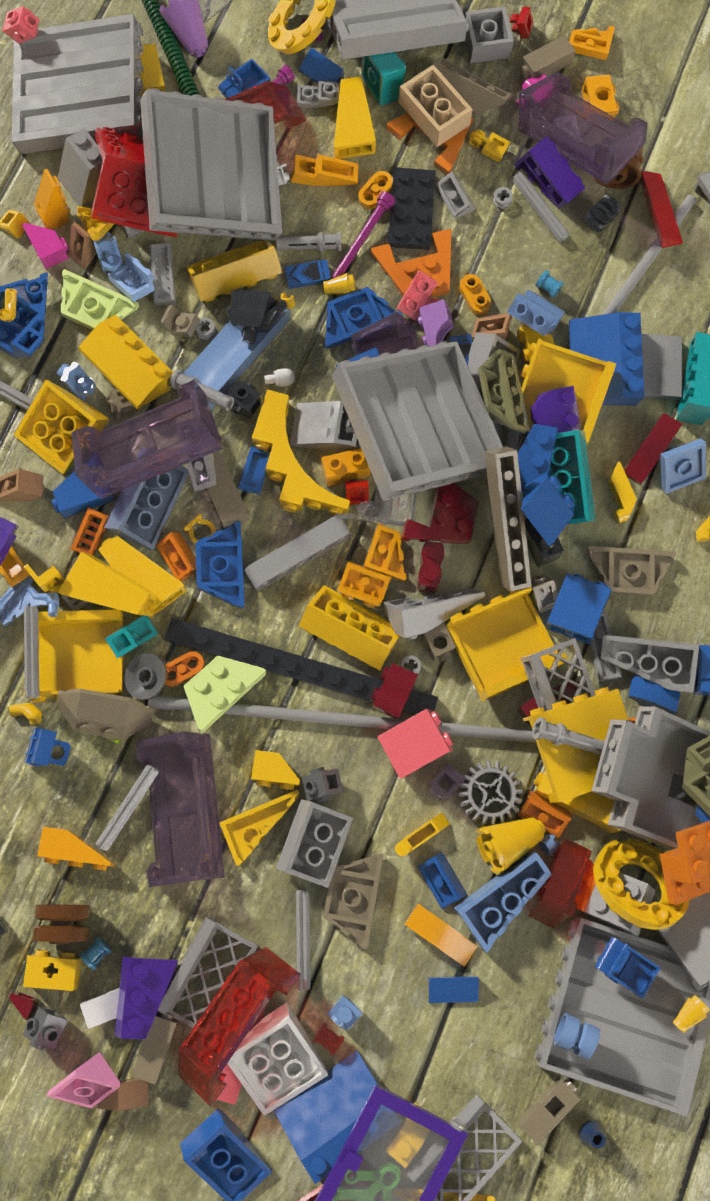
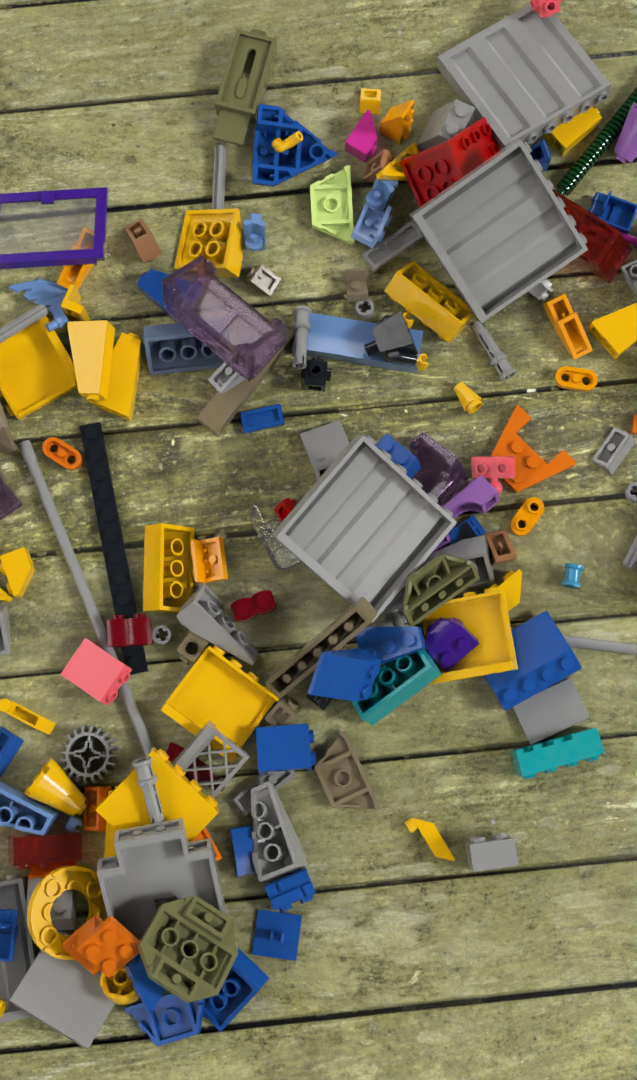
camera: 65 degrees right, 5 degrees up
(90, 513) = (138, 325): orange slope -> none
(126, 362) = (294, 262): yellow slope -> none
(131, 636) = (67, 399): teal slope -> none
(137, 676) = (40, 428): dark grey dish -> none
(177, 555) = (155, 398): orange slope -> none
(198, 519) = (194, 397): yellow piece -> none
(219, 688) = (61, 491): yellowish green wing -> none
(221, 565) = (163, 436): blue wing -> none
(280, 377) = (355, 394): white cylinder -> none
(297, 552) = (207, 491): light grey beam -> none
(298, 486) = (300, 414): yellow arch -> none
(307, 274) = (463, 364): blue tile -> none
(322, 784) = (24, 614): dark grey brick -> none
(344, 467) = (297, 483): light orange brick -> none
(353, 313) = (446, 425): blue wing -> none
(384, 202) = (564, 392): magenta piece -> none
(386, 553) = (246, 564): light orange wing -> none
(413, 210) = (578, 419): black plate -> none
(449, 520) = (303, 601): dark red wing -> none
(453, 778) = (88, 713): brick -> none
(536, 312) = (531, 577): medium blue panel -> none
(622, 492) = (411, 737): yellow piece -> none
(651, 448) = (465, 742): dark red slope -> none
(683, 465) = (462, 775): medium blue tile -> none

